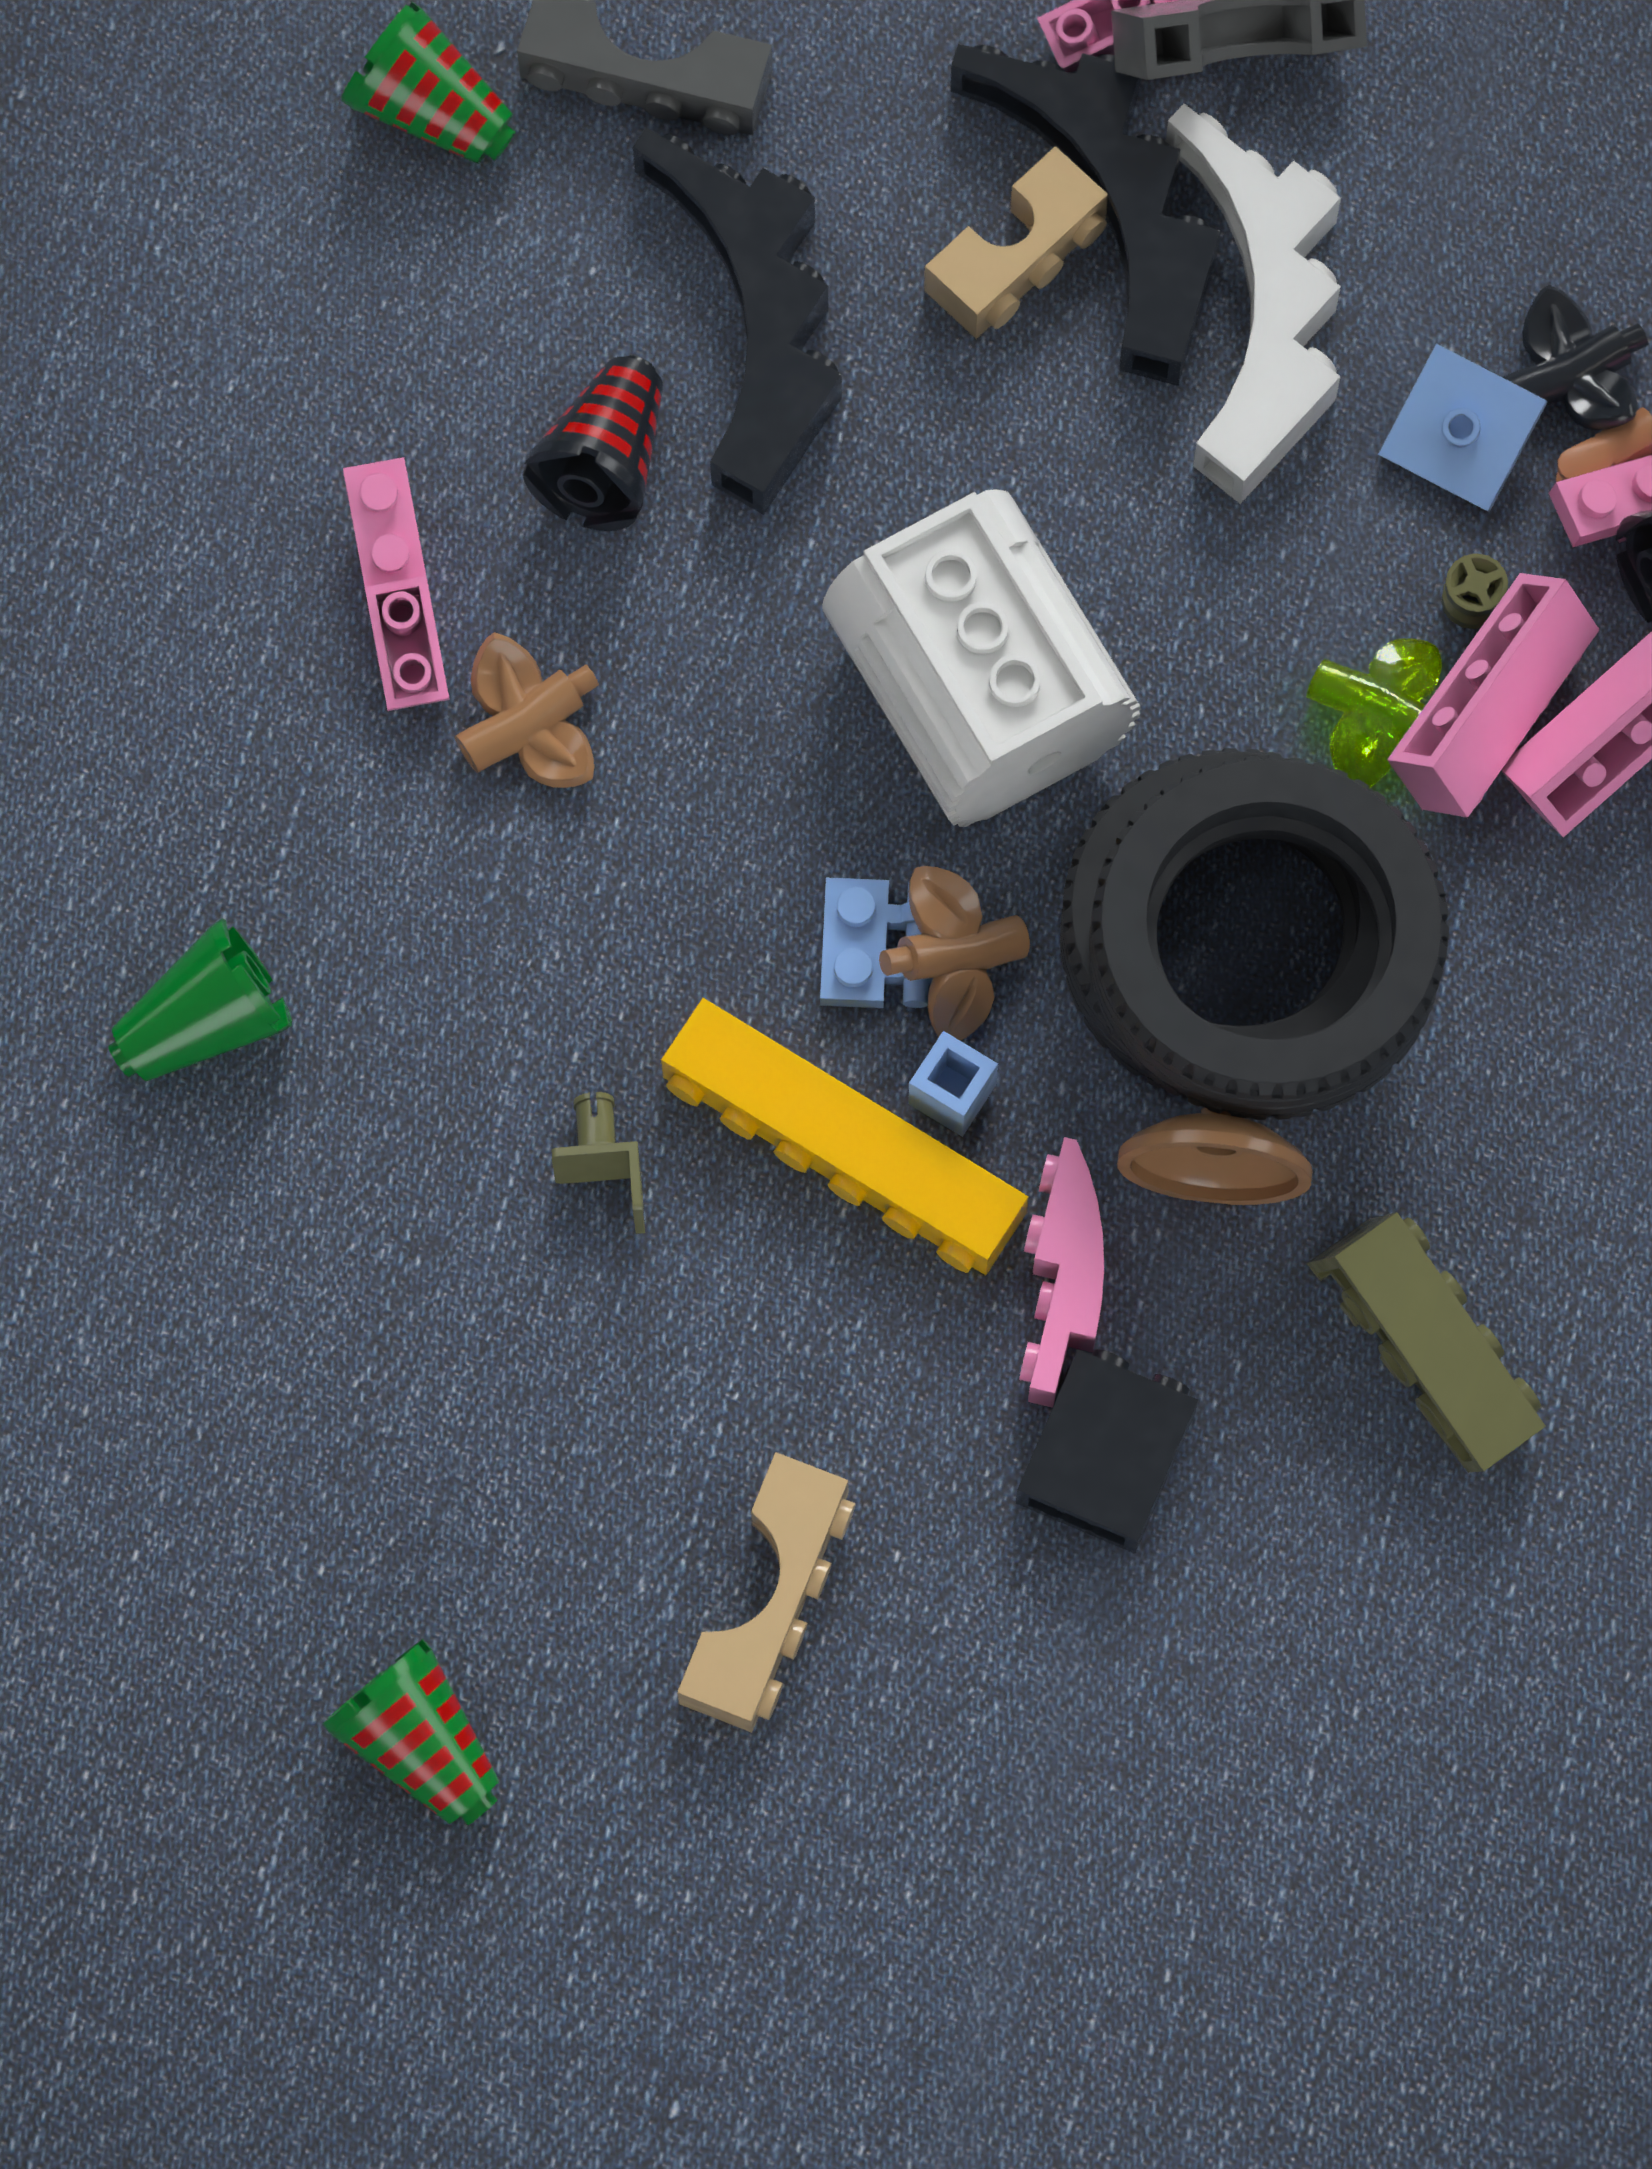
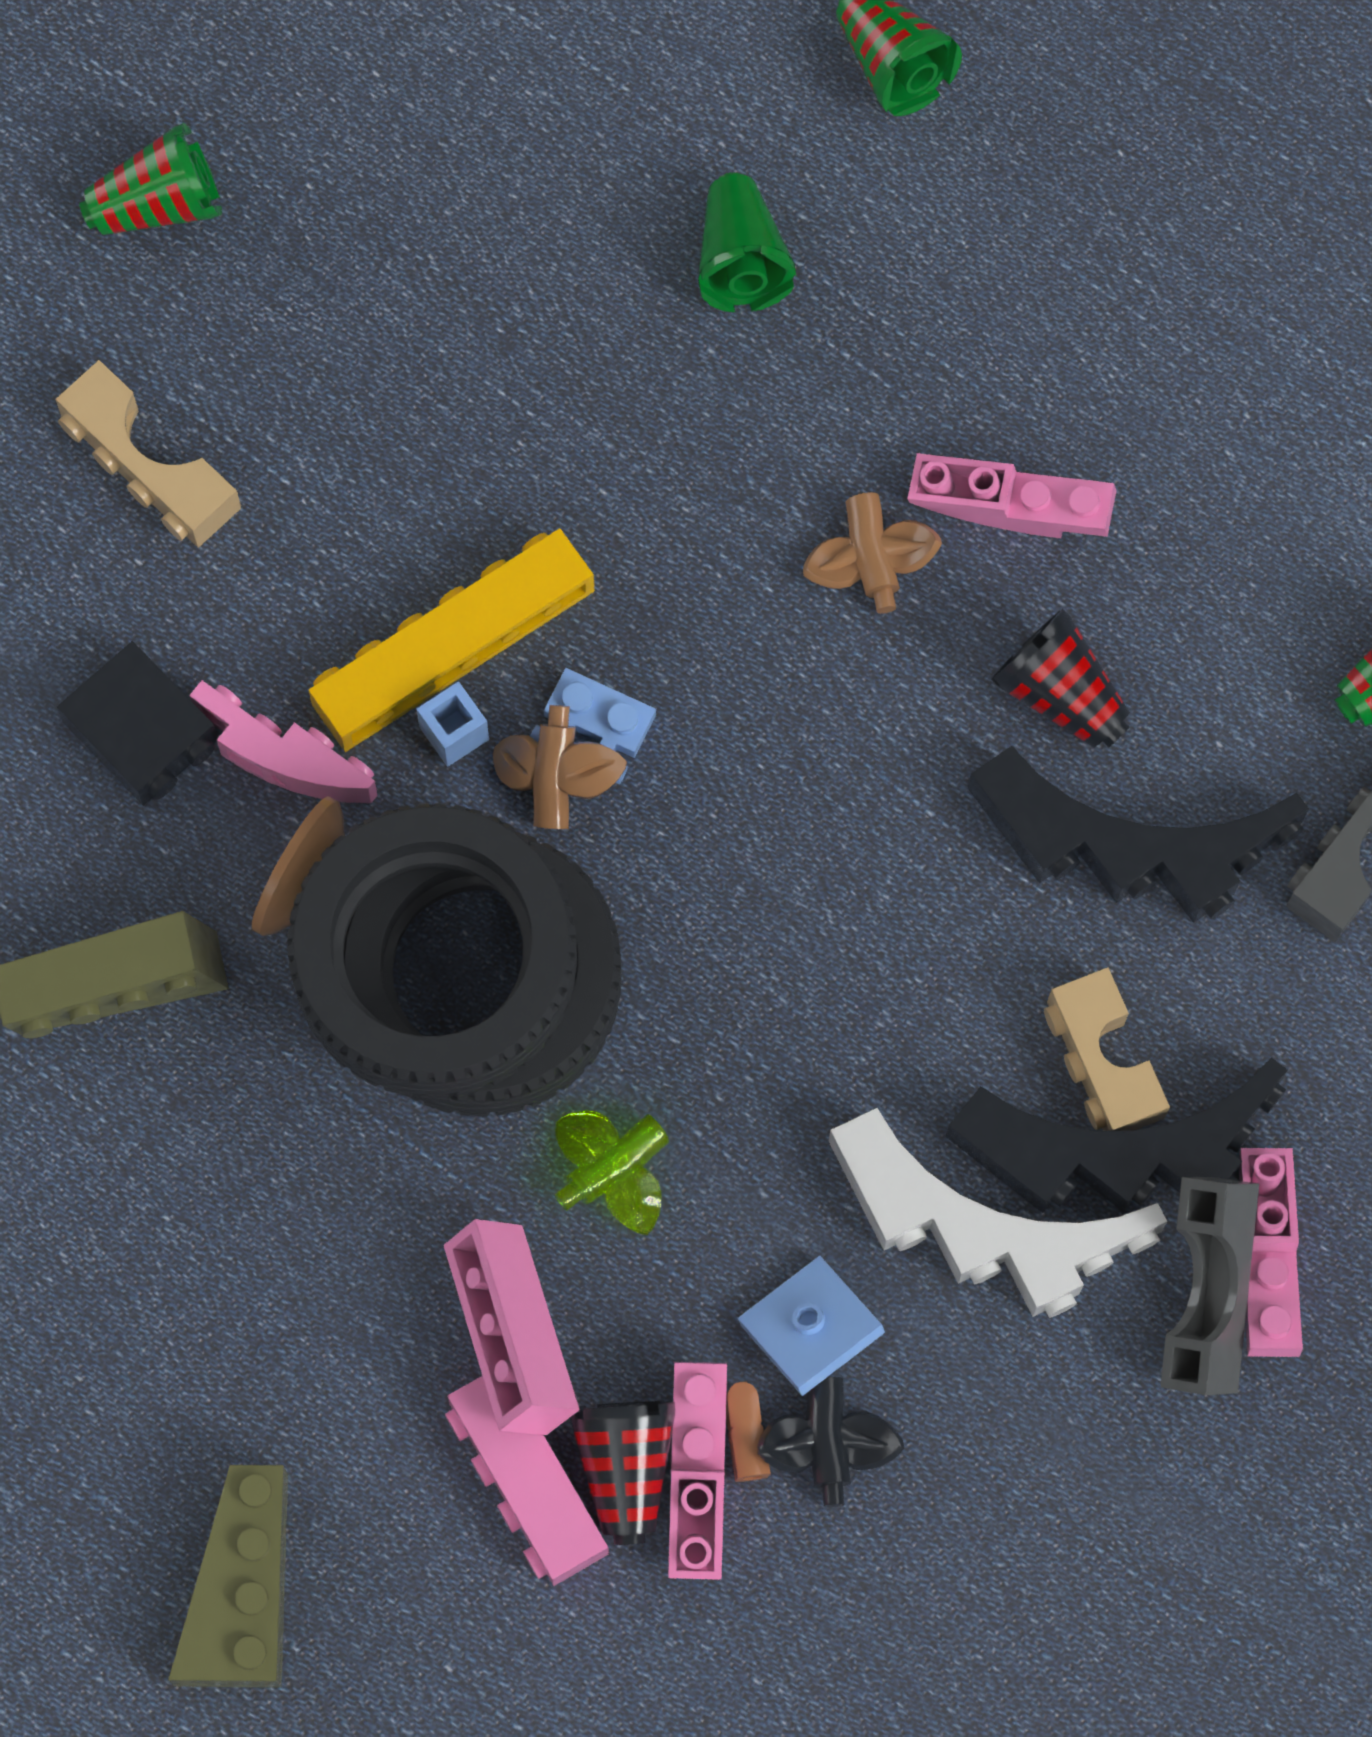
camera: 110 degrees right, 0 degrees up
(598, 1154) = (518, 470): olive bracket -> none
(980, 656) = (763, 864): white piece -> none
(1480, 578) = (675, 1267): olive wheel -> none
(1493, 695) = (577, 1241): bright pink brick -> none

